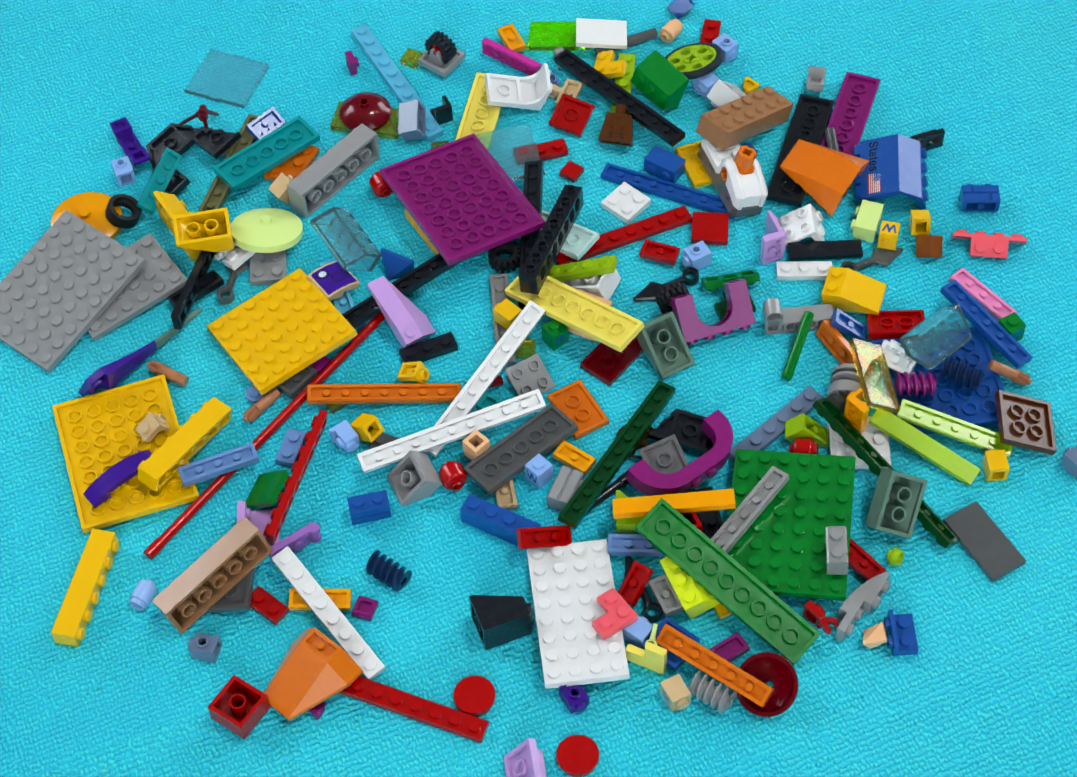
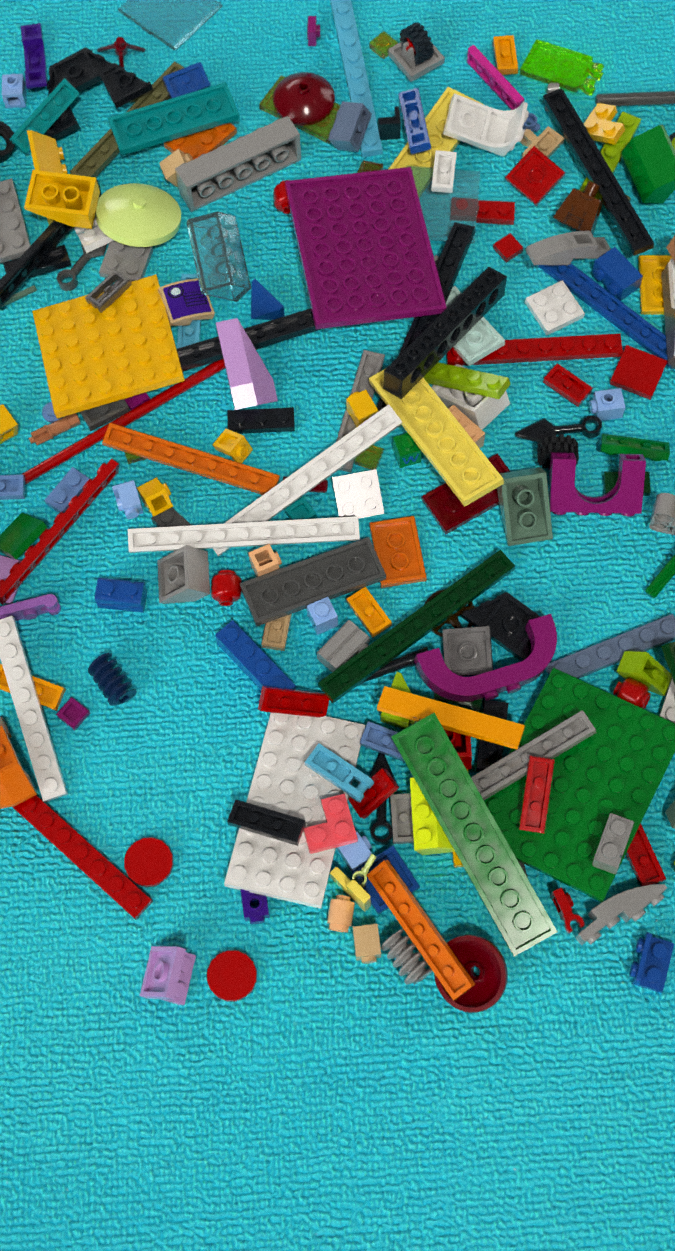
camera: 20 degrees right, 15 degrees up
(269, 290) = (110, 293): none -> flat silver tile
(461, 103) = (414, 121): none -> blue plate
(500, 130) = (443, 171): none -> white plate
(500, 618) = (206, 784): black slope -> none
(505, 264) = (389, 343): black tyre -> none
(560, 626) = (266, 822): none -> black plate
(601, 33) = (609, 80): white tile -> none
(602, 574) = (338, 772): none -> medium azure plate
(618, 156) = (565, 247): none -> light grey slope
(645, 680) = (340, 914): none -> light nougat brick
(731, 648) = (448, 909): magenta tile -> none
(763, 536) = (536, 794): none -> red tile
(874, 636) = (619, 955): light nougat slope -> none

